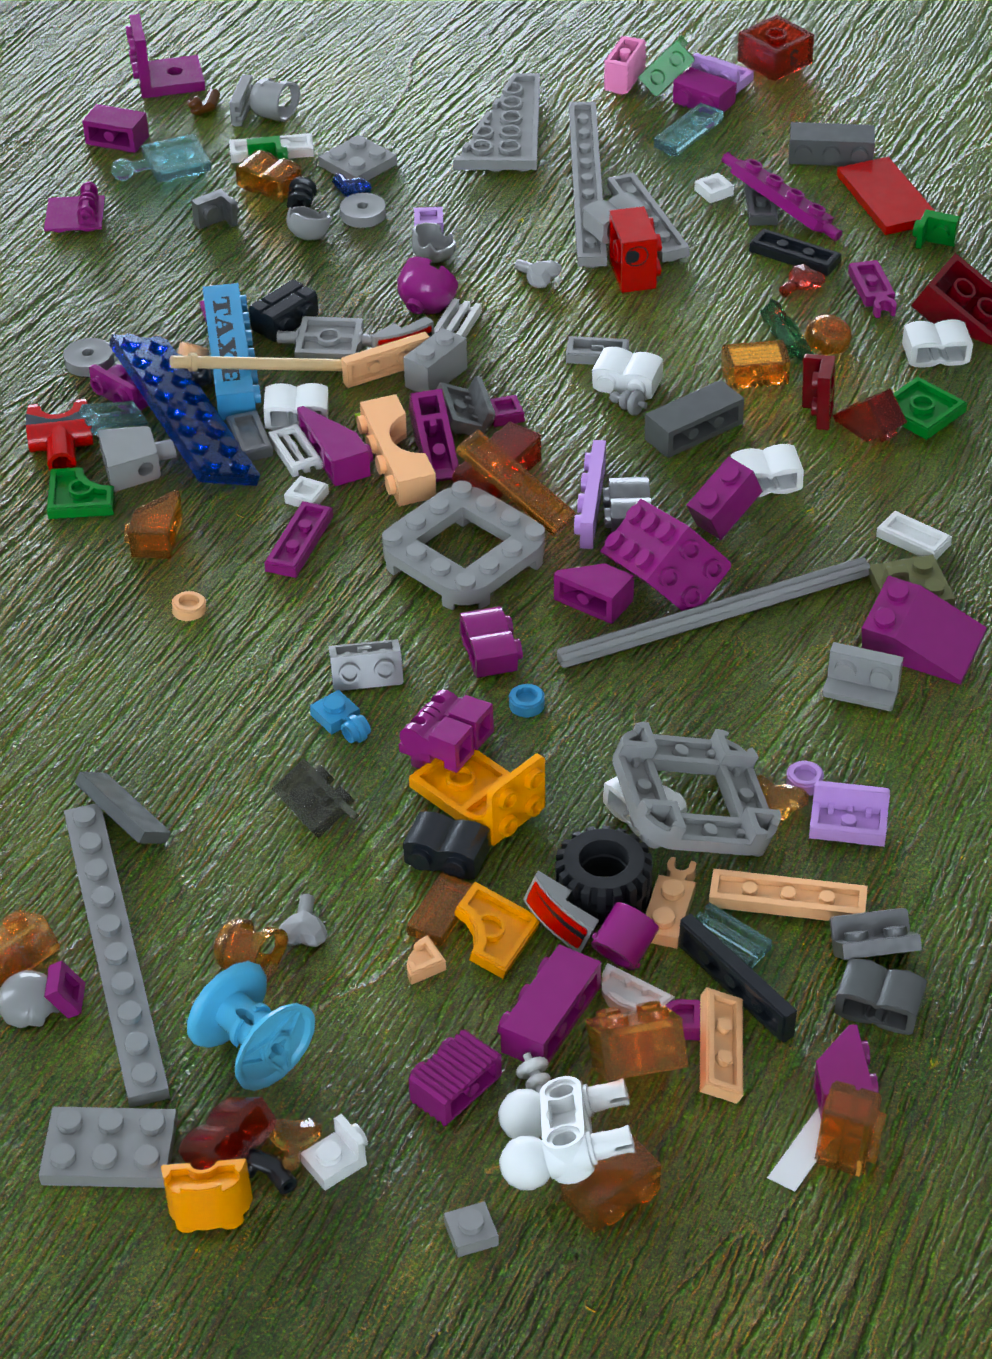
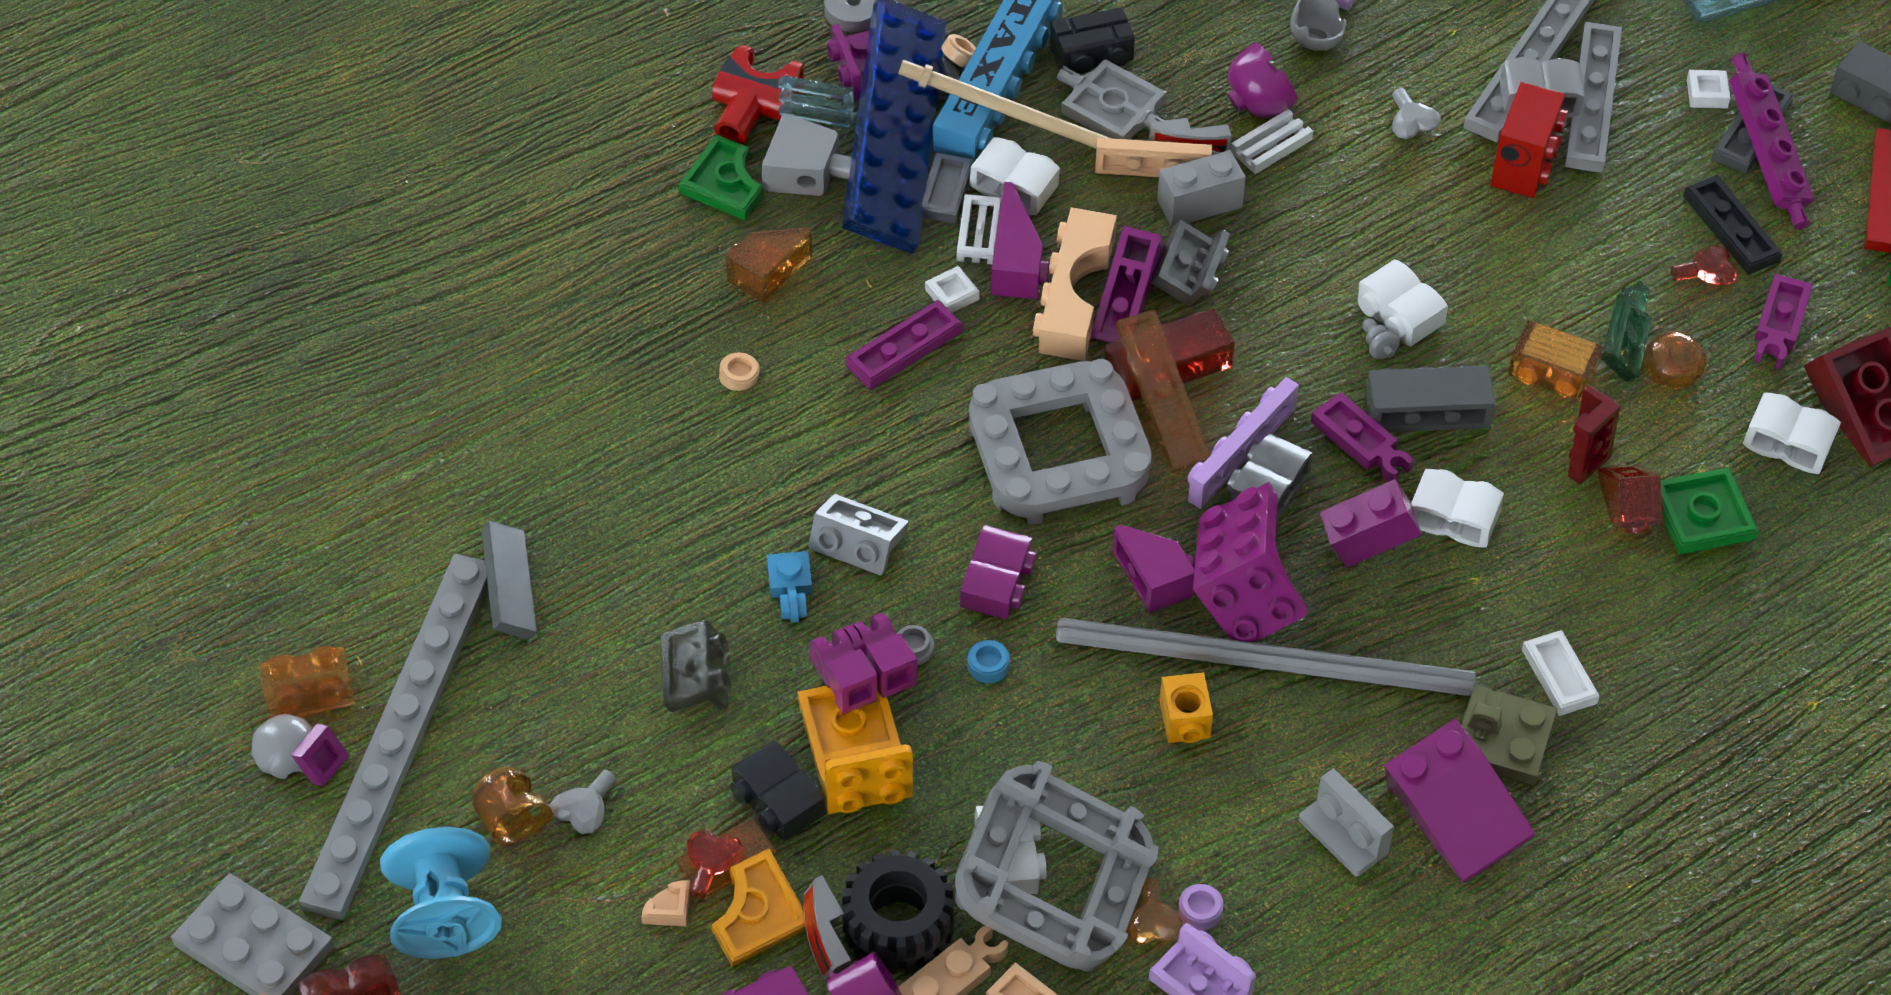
camera: 30 degrees right, 10 degrees up
(435, 908) = (711, 857): none -> clear red rock
(506, 410) = (1237, 285): magenta tile -> none
(588, 349) = (1382, 253): light grey tile -> none
(668, 459) = (1360, 436): none -> magenta plate
(692, 662) = (1190, 694): none -> light orange brick

